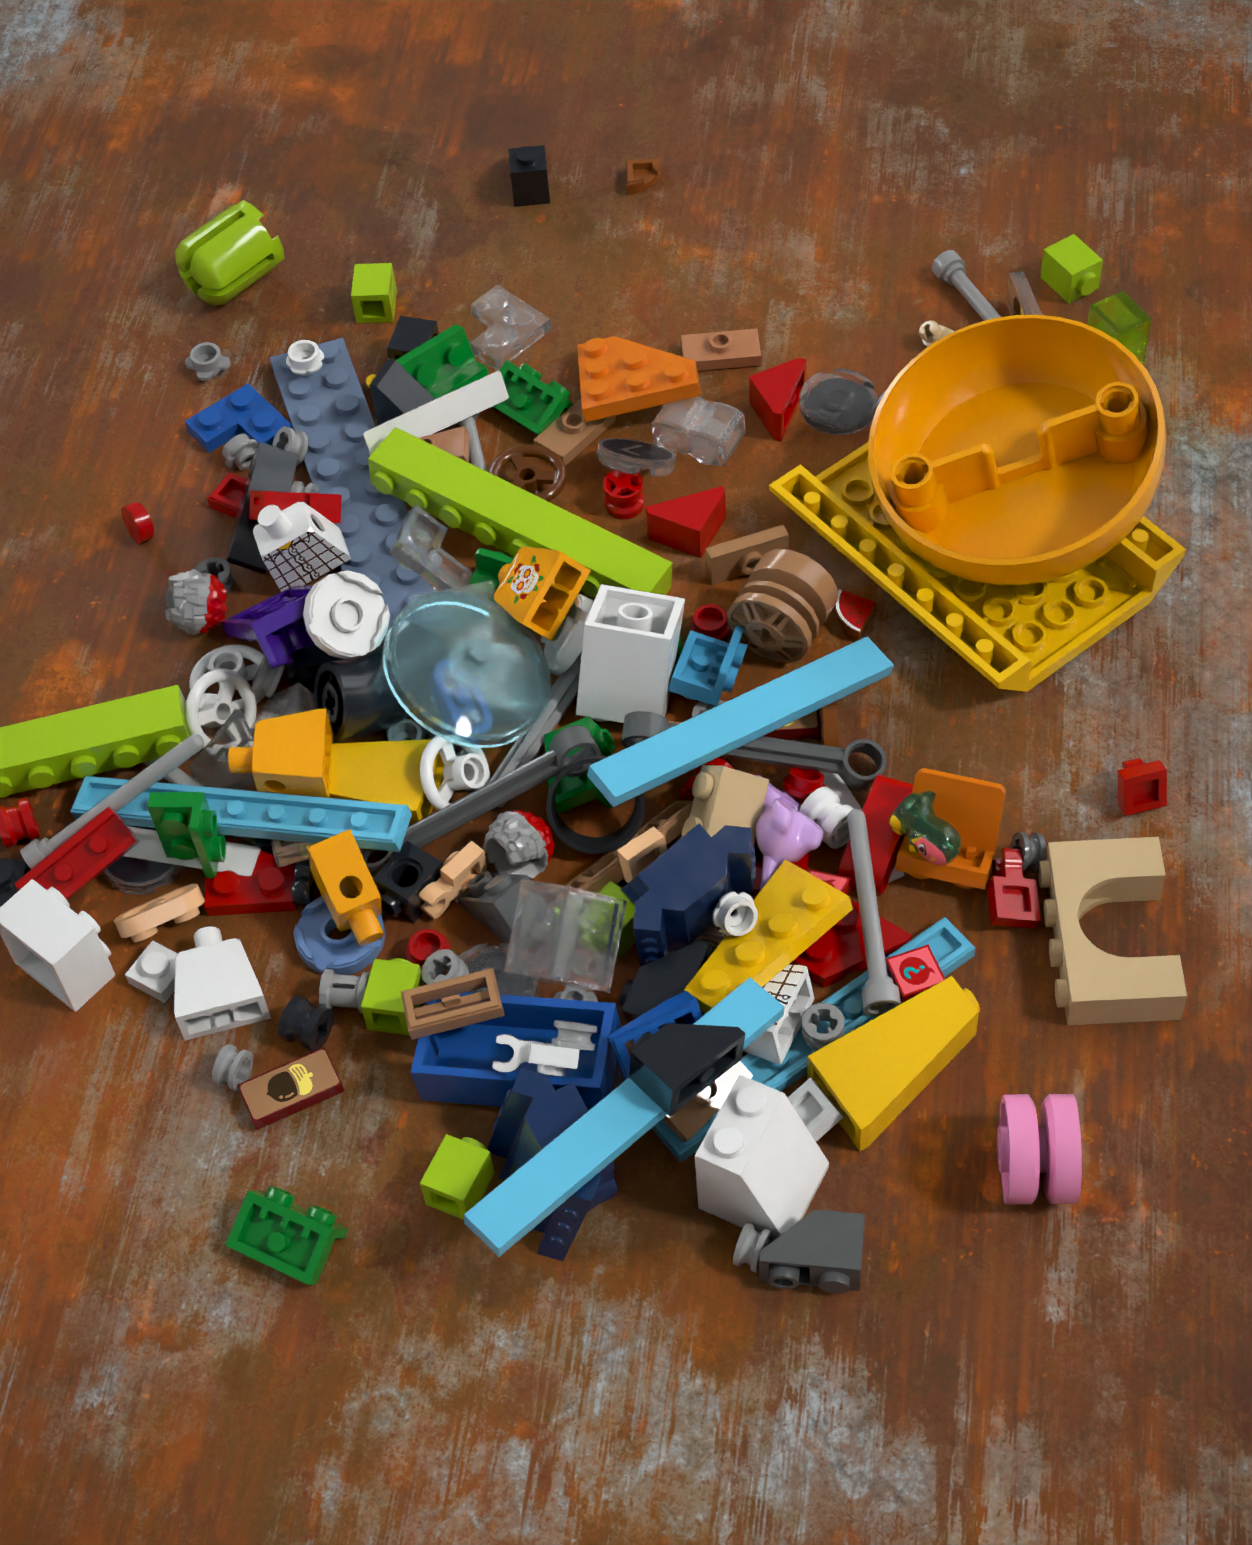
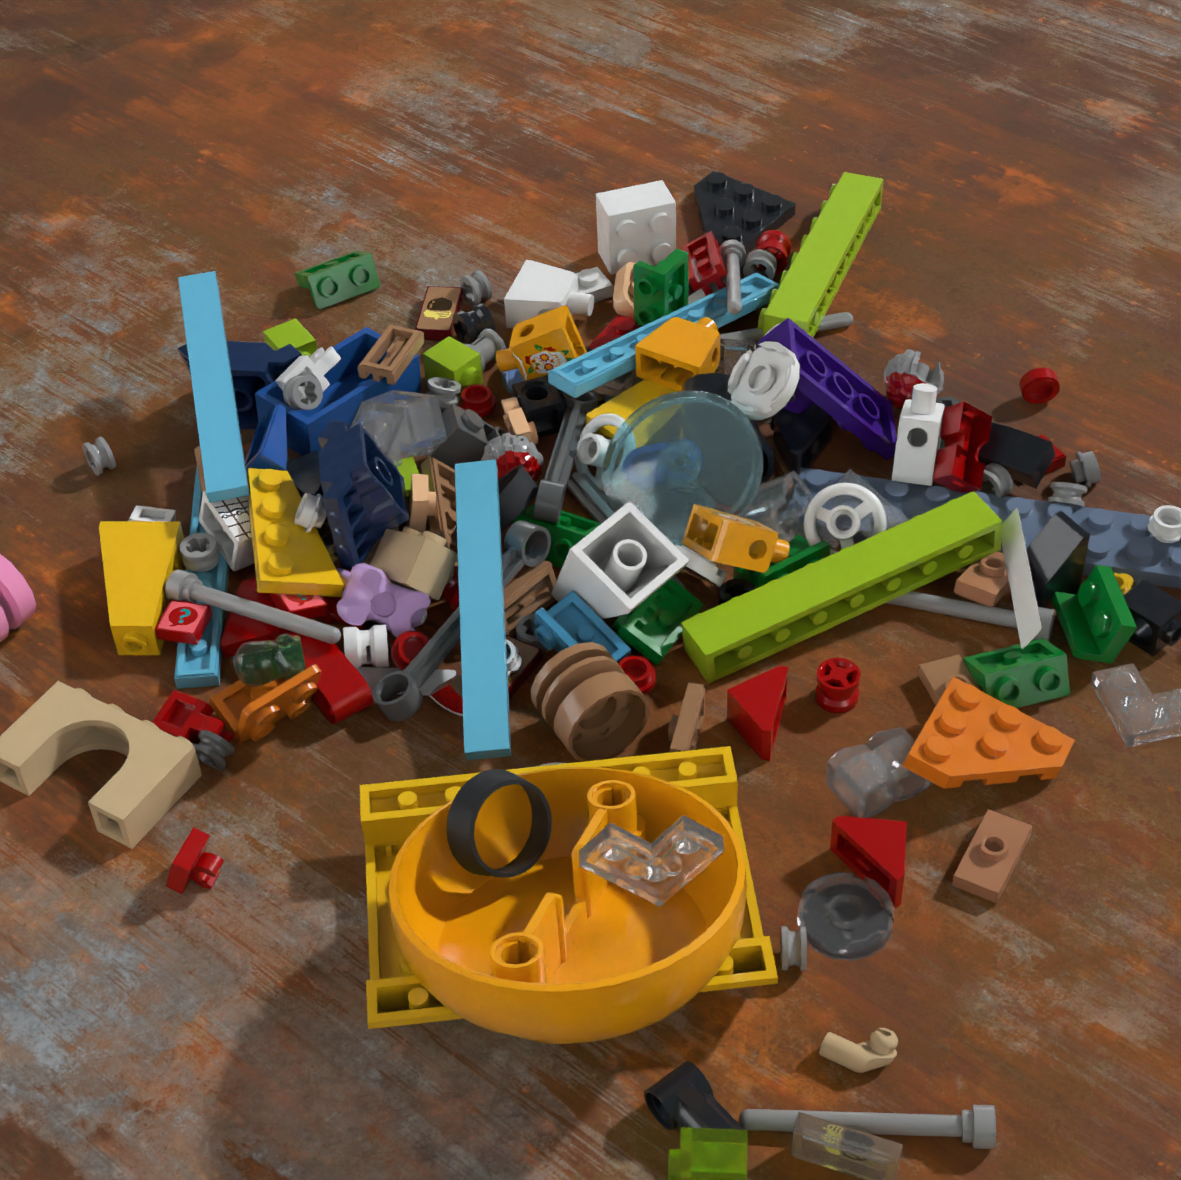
camera: 120 degrees right, 10 degrees down
(48, 820) = (760, 257): none -> light grey bush
(236, 414) = (1140, 485): blue plate -> none
(451, 540) = (816, 511): none -> white piece
(528, 476) = (905, 626): reddish brown piece -> none
(635, 455) = (868, 698): tile -> none
(683, 1061) = (205, 398): black slope -> none
(758, 1161) = (136, 459): white slope -> none
(817, 1252) = (56, 482): dark grey slope -> none
(959, 413) = (655, 868): none -> clear plate
(985, 531) = (464, 813): none -> black tyre

